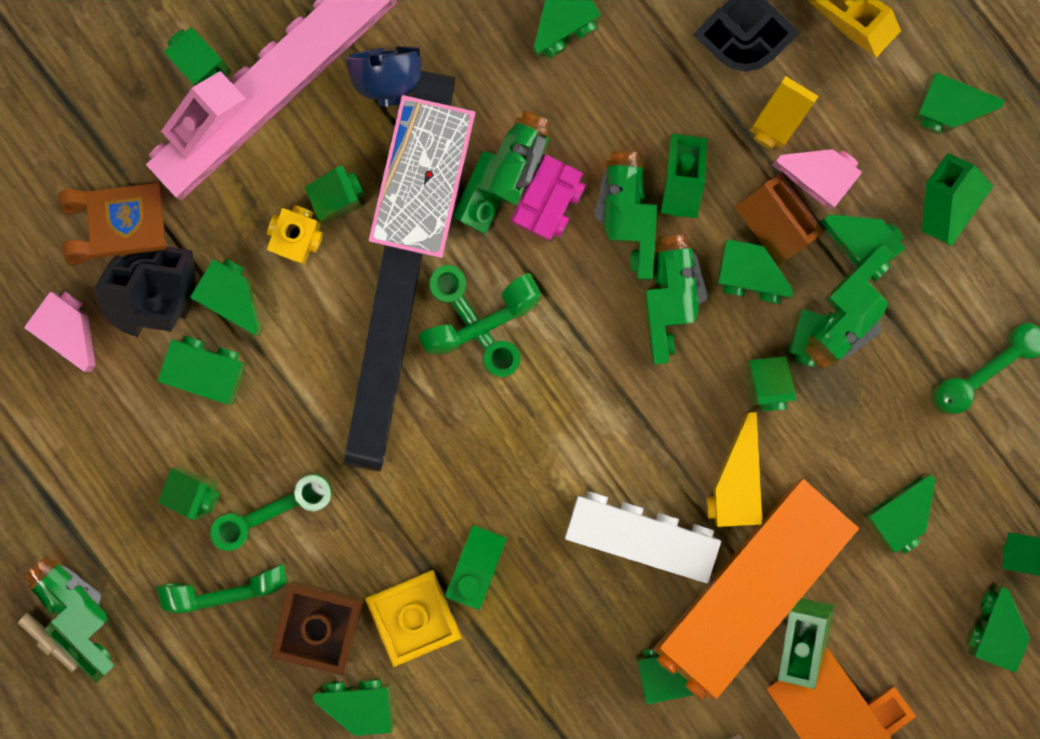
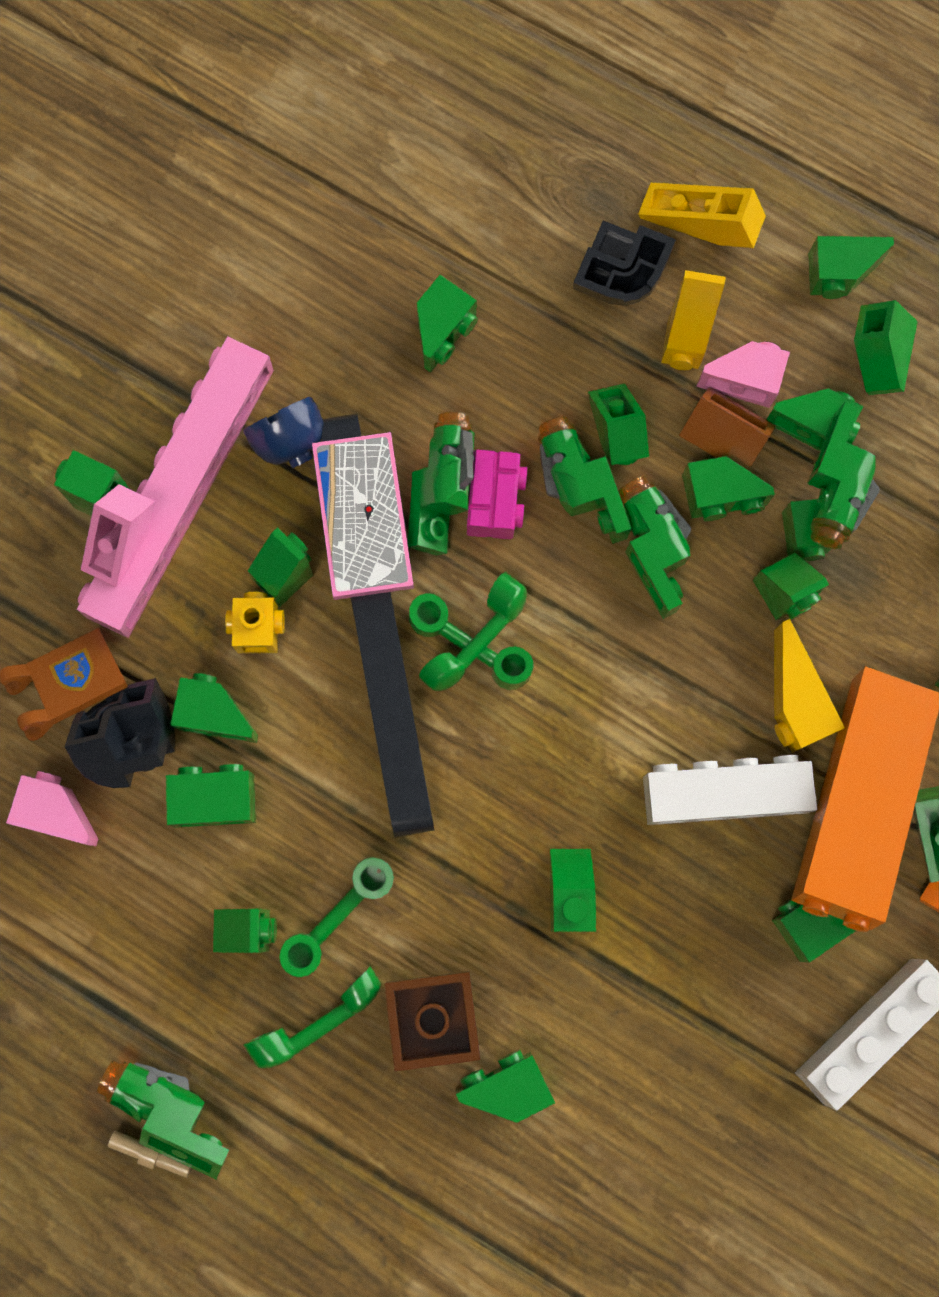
camera: 25 degrees left, 10 degrees down
(413, 618) = (528, 971): yellow tile -> none

